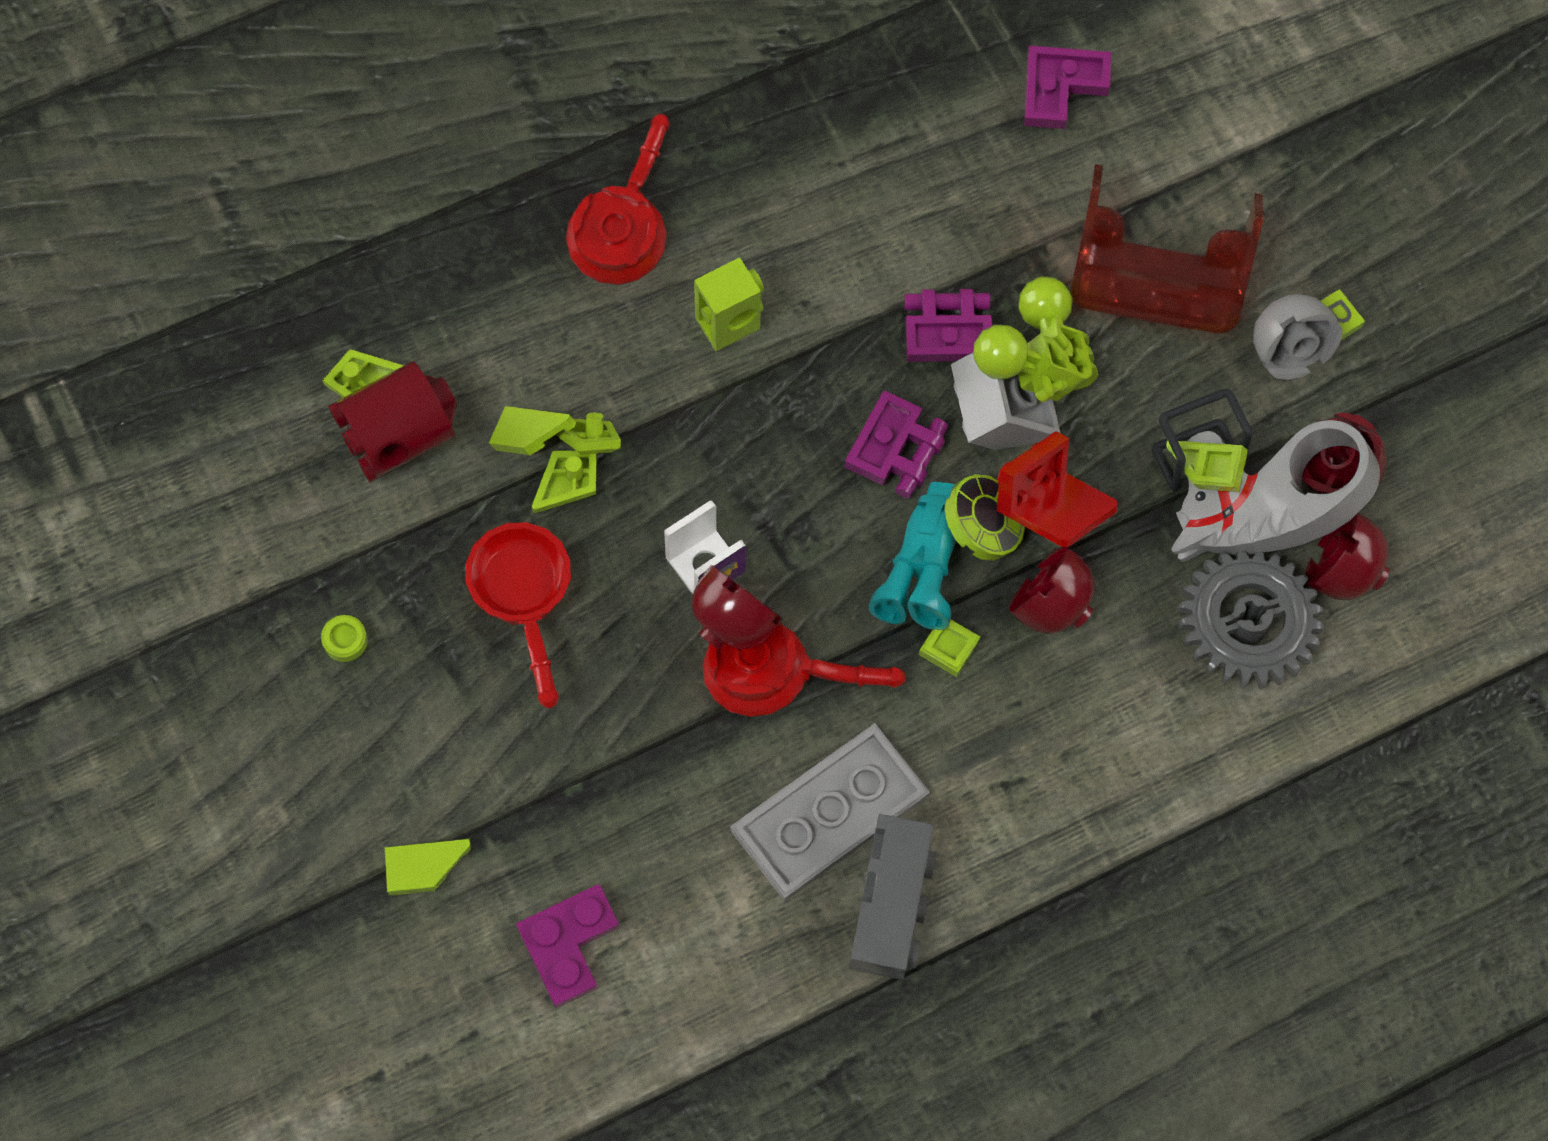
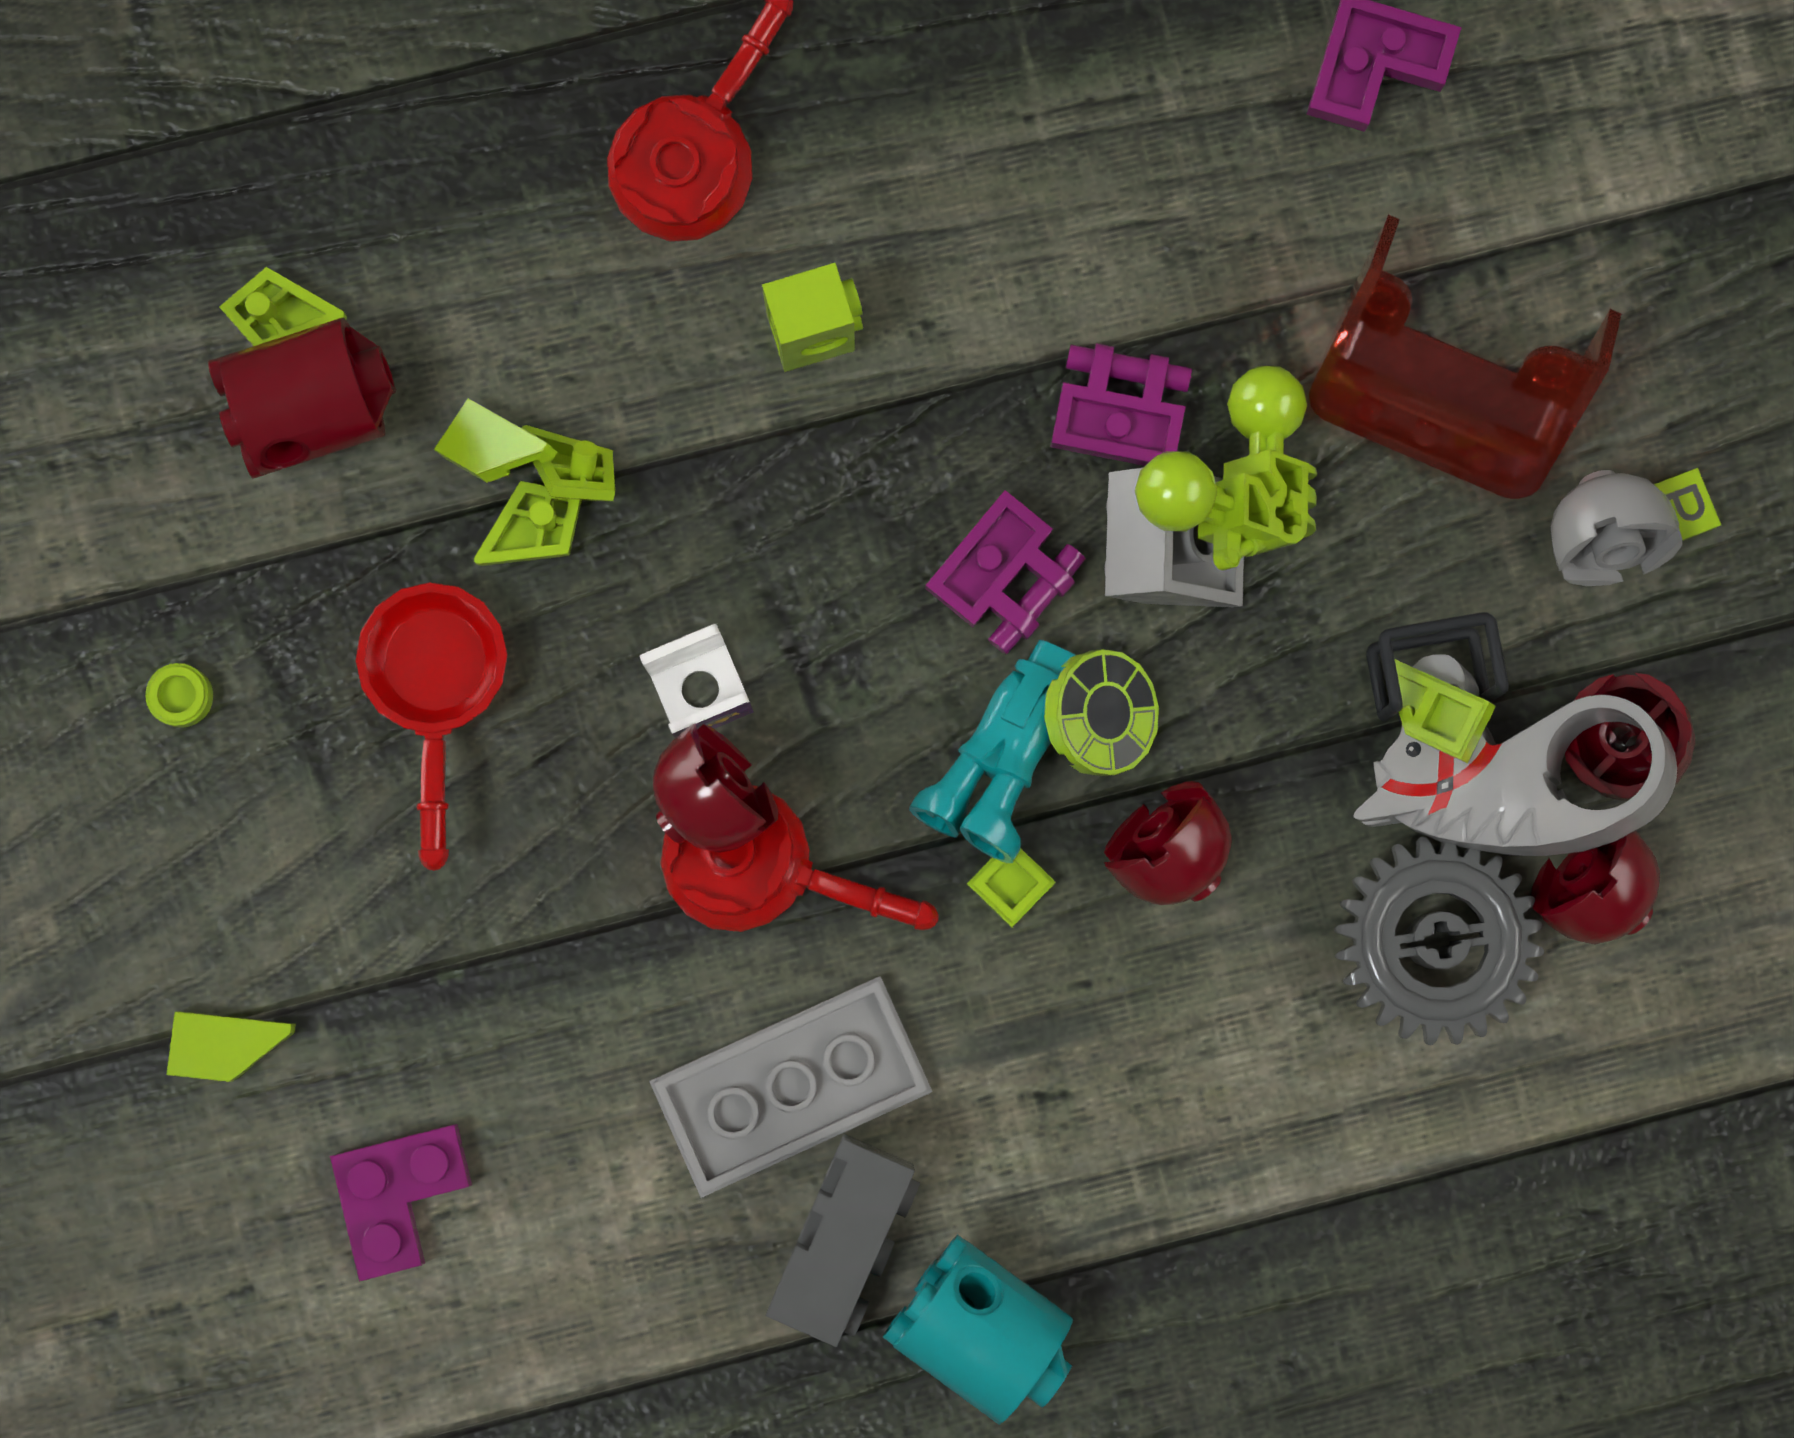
camera: 10 degrees right, 15 degrees up
(1006, 938) = (983, 1332): none -> teal cylinder
(1046, 498) = (1203, 706): red bracket -> none

